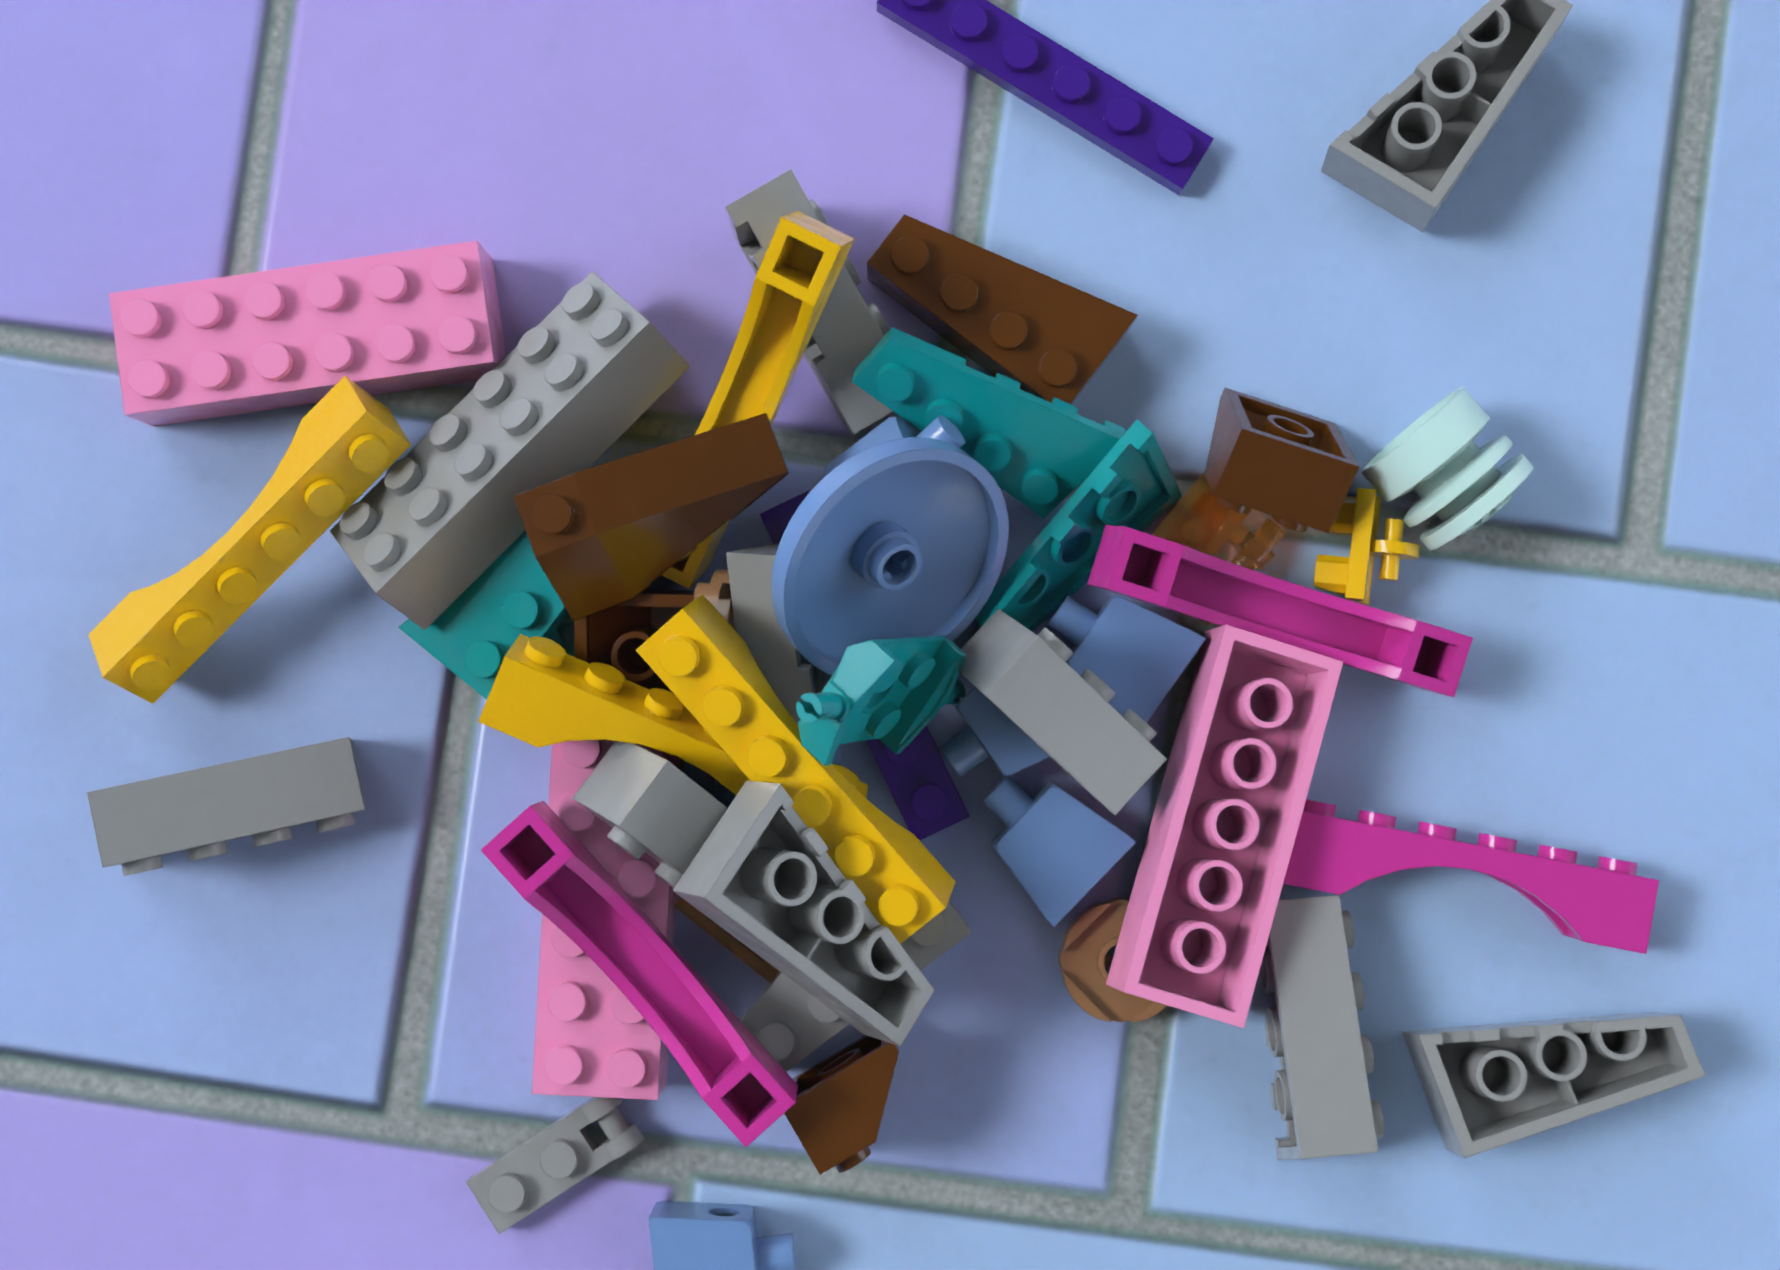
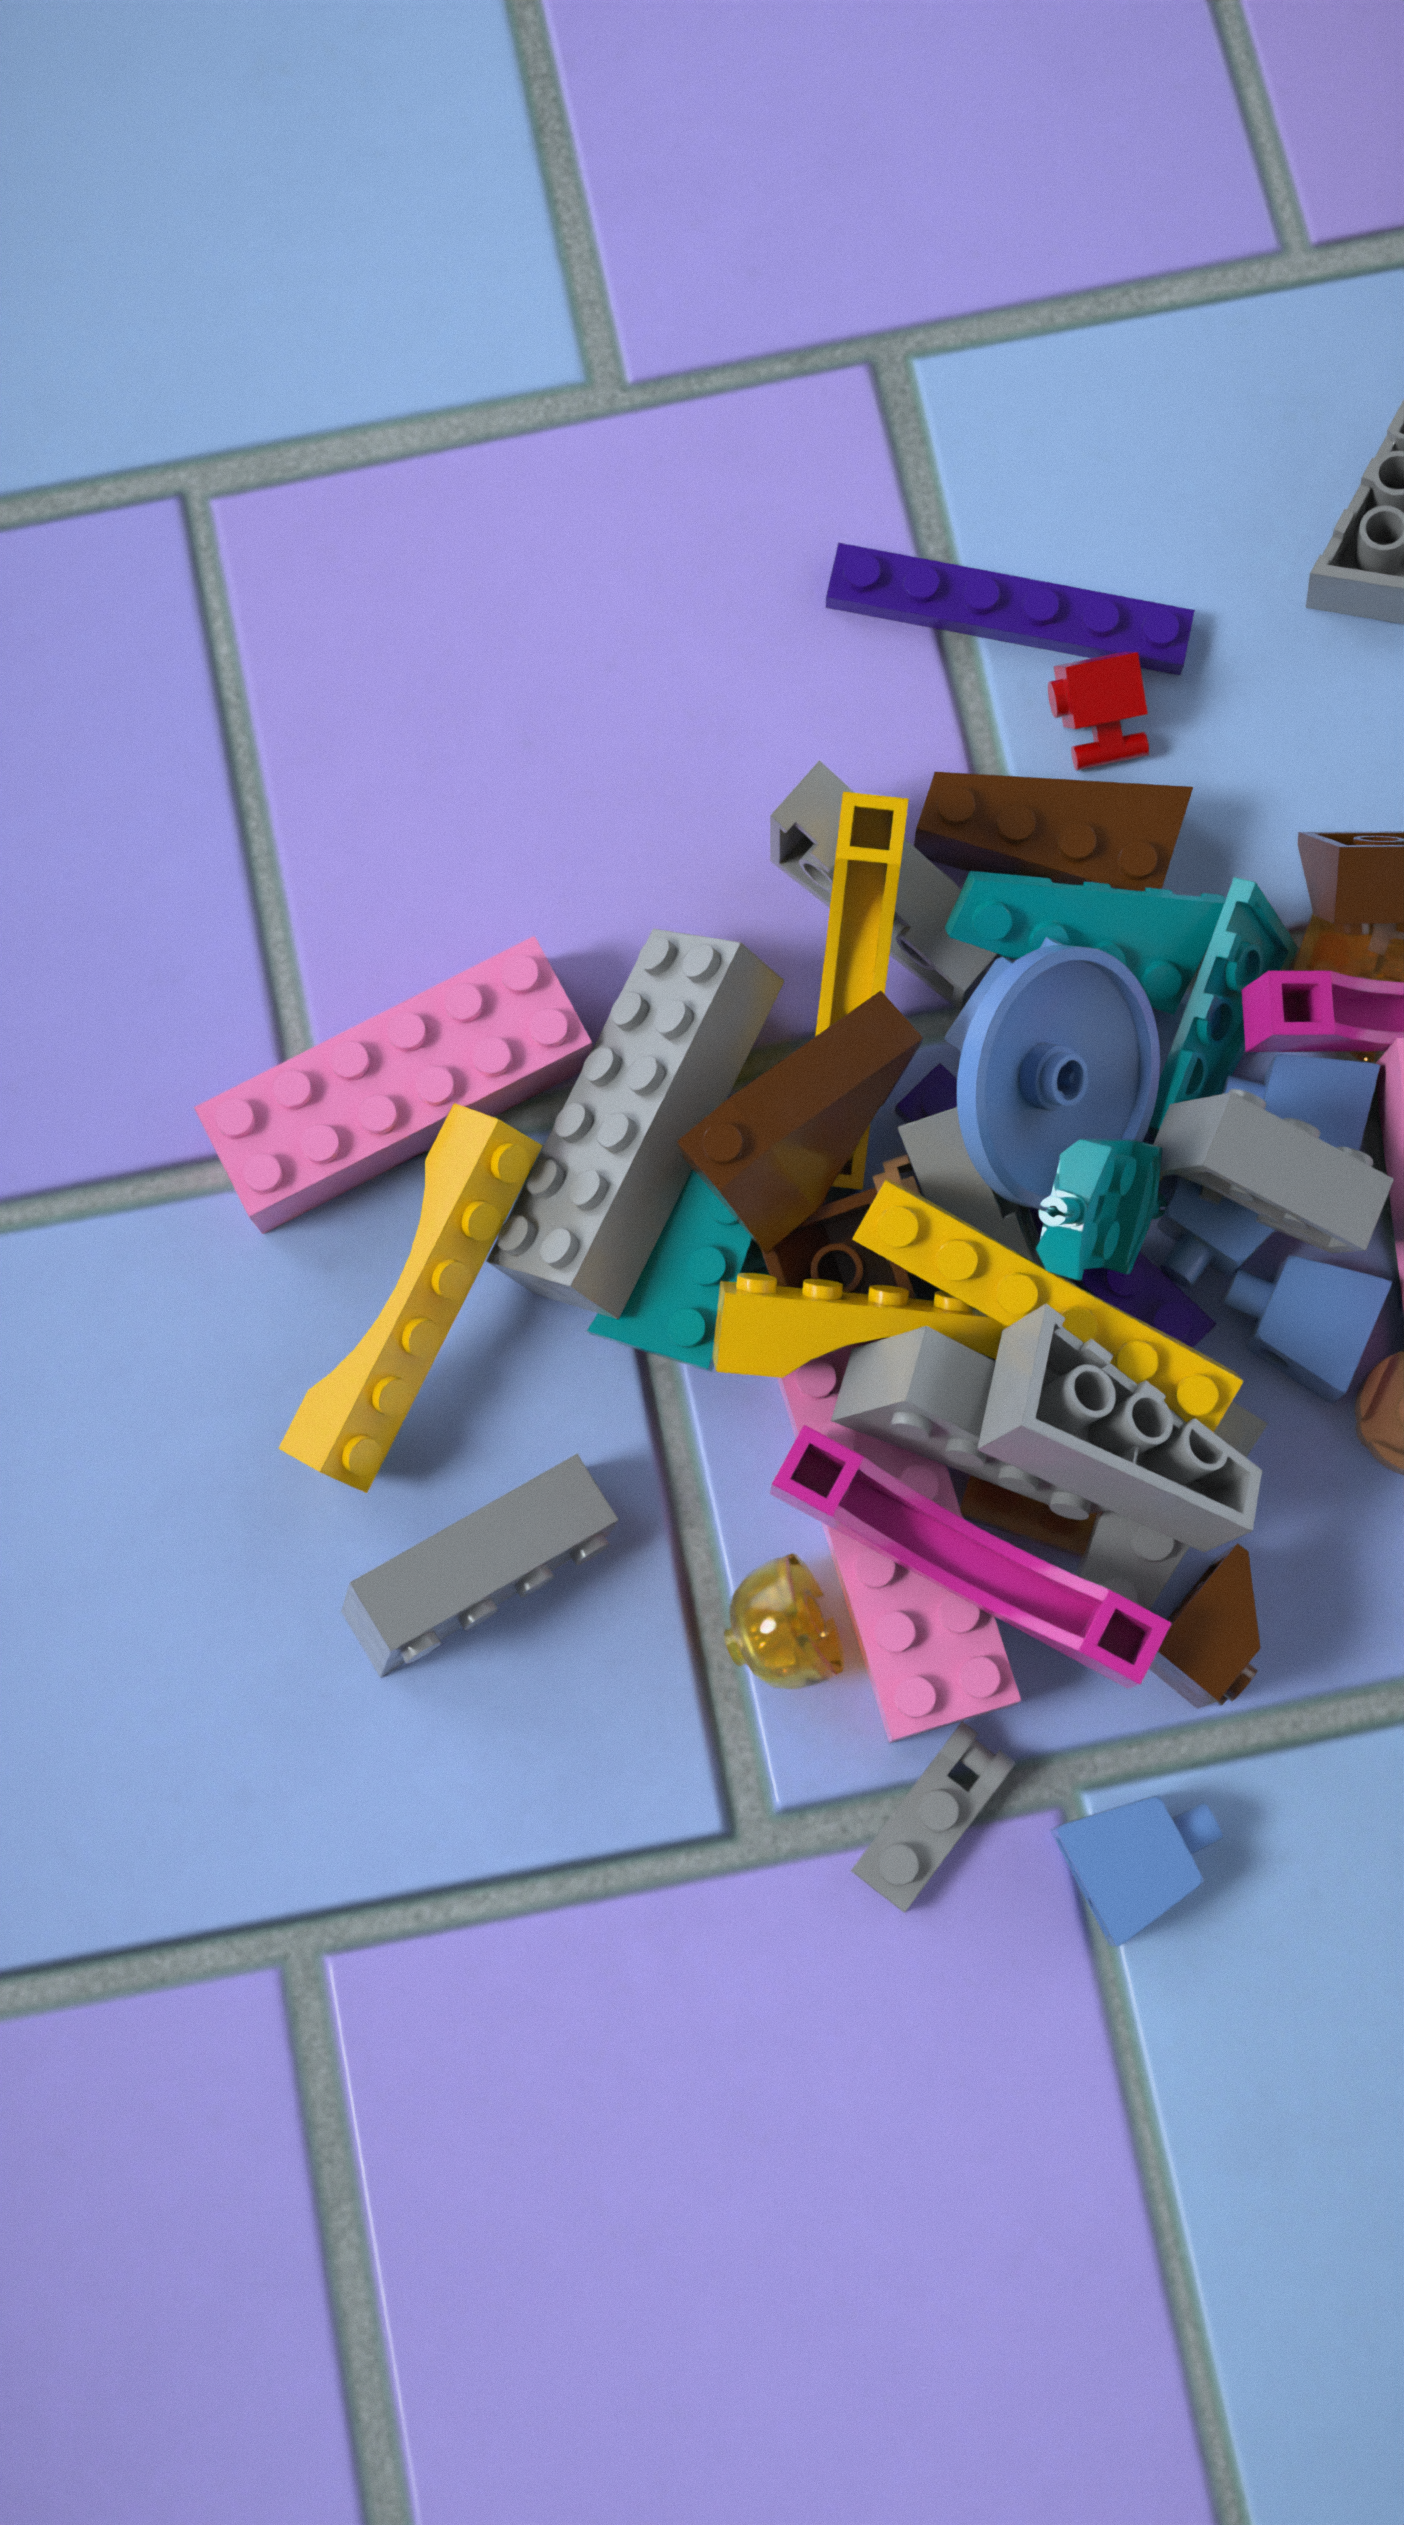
camera: 10 degrees left, 10 degrees down
(479, 955) = (781, 1627): none -> clear yellow cylinder
(1091, 191) = (1099, 695): none -> red brick

